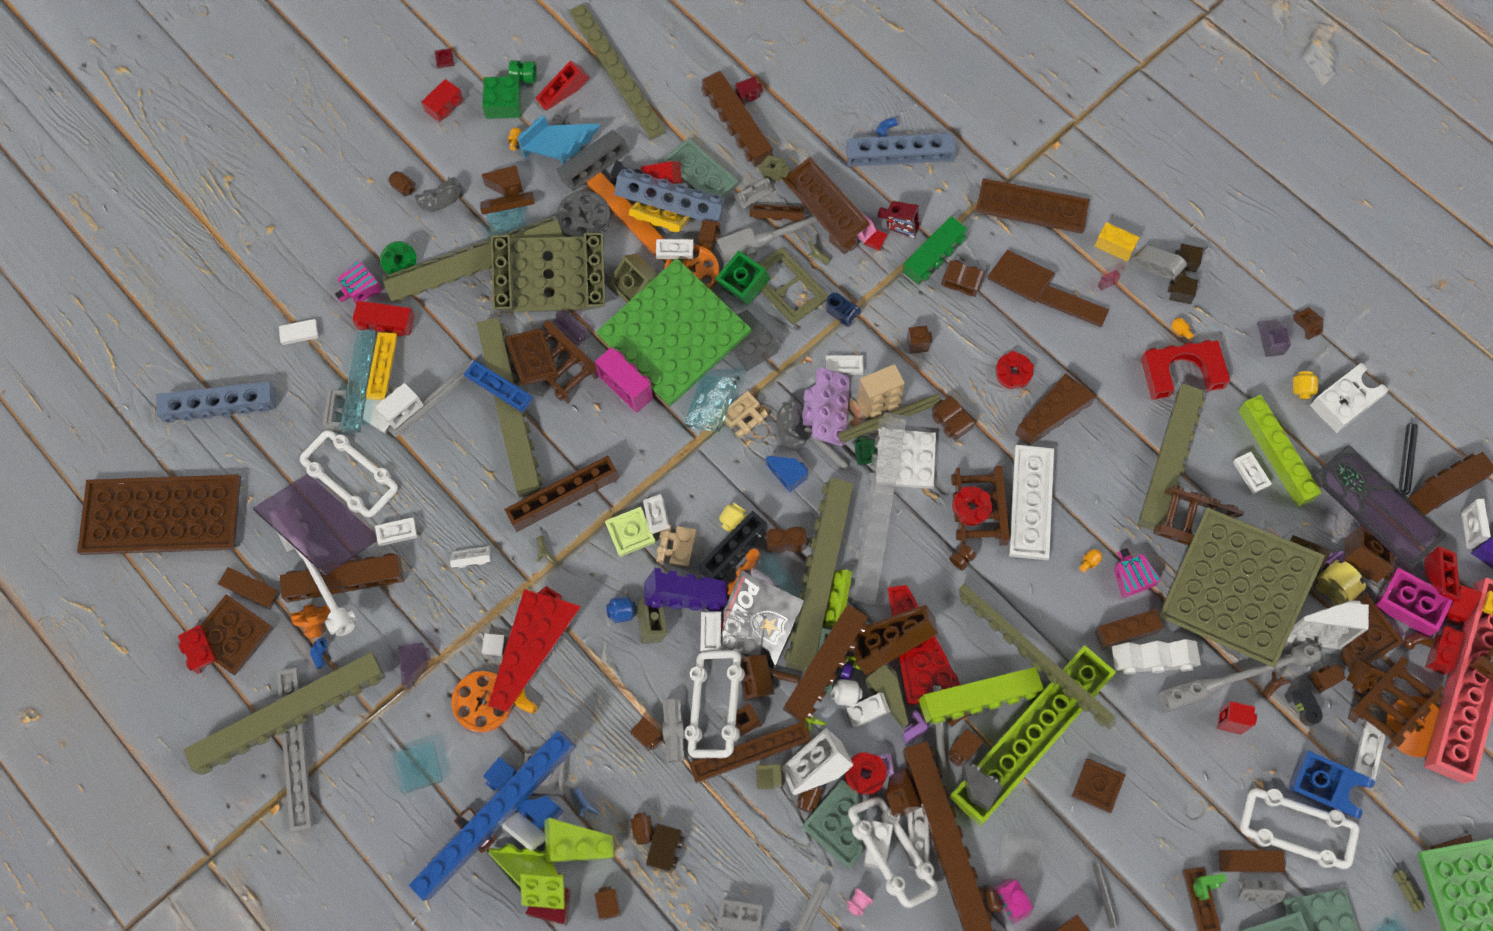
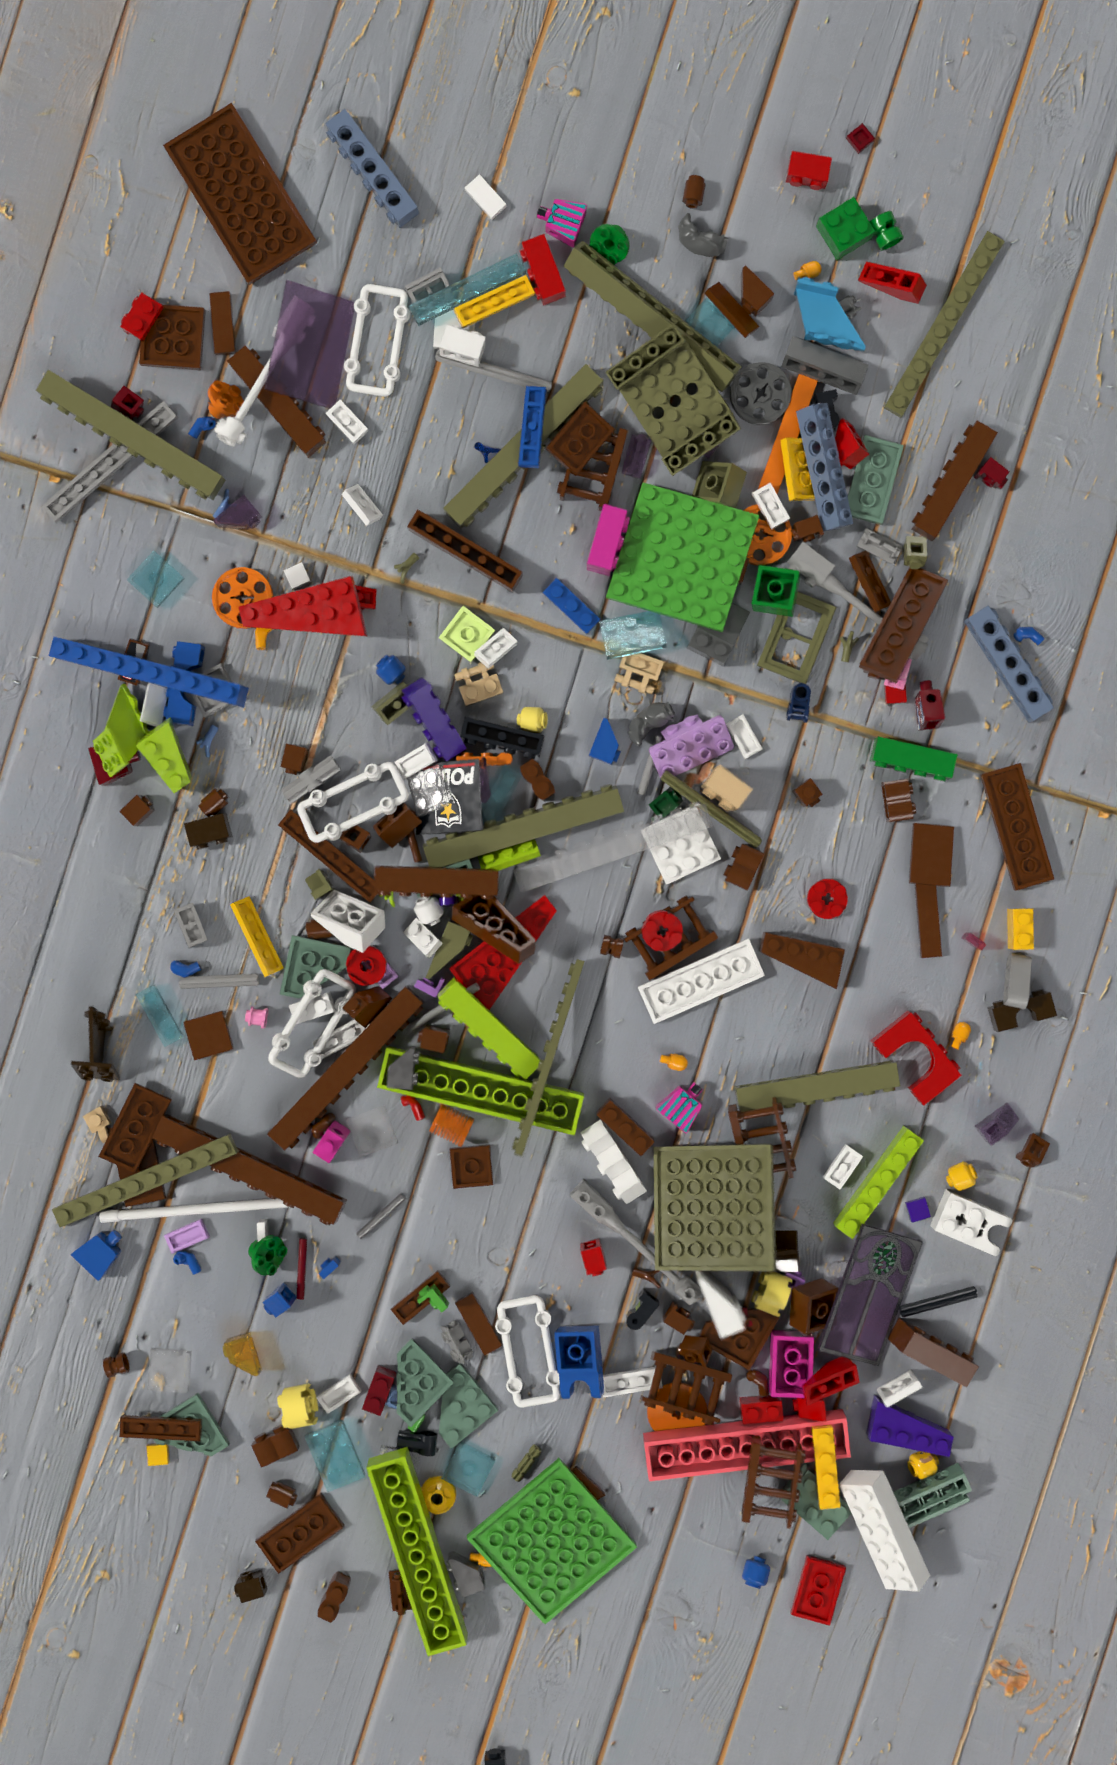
camera: 60 degrees right, 20 degrees up
(256, 700) = (126, 398): none -> dark red brick
(395, 671) = (224, 504): none -> medium blue bar
(492, 435) = (485, 450): none -> clear blue bar
(658, 439) = (571, 606): none -> blue plate
(784, 860) = (256, 936): none -> yellow plate
(1016, 803) = (415, 1106): none -> red arm
(1046, 782) = (451, 1125): none -> orange piece
(1318, 434) = (917, 1209): none -> dark purple tile

